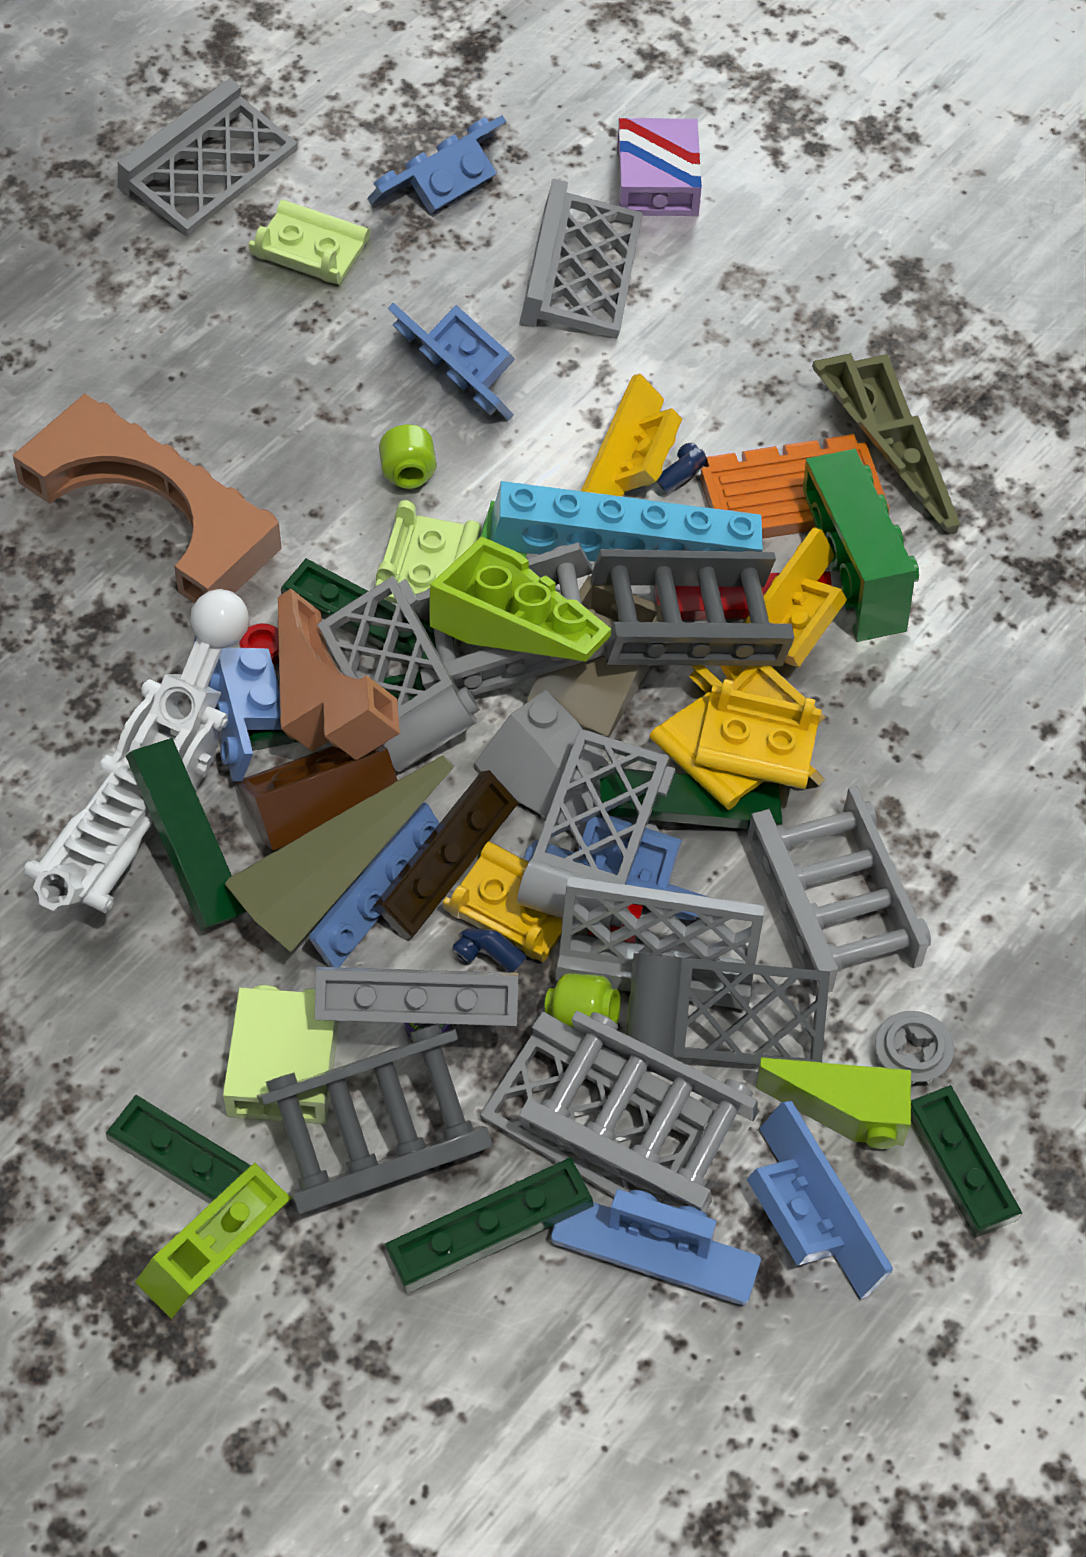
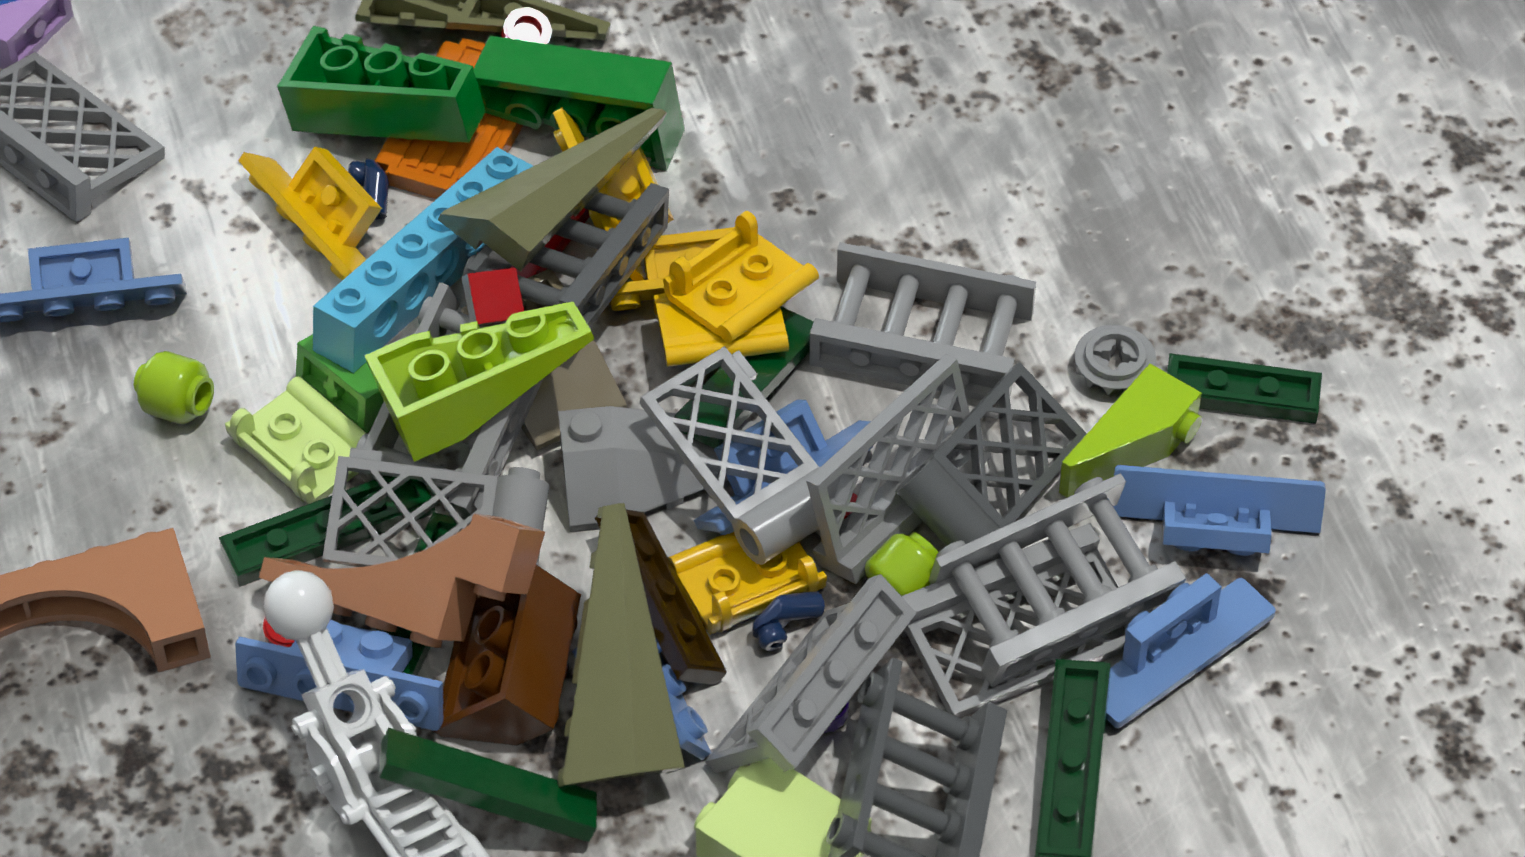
camera: 55 degrees left, 5 degrees down
(592, 583) = (492, 296): none -> red tile
(692, 557) = (533, 205): none -> olive wedge
(753, 414) = (378, 92): none -> green wedge
(895, 475) = (527, 25): none -> tile

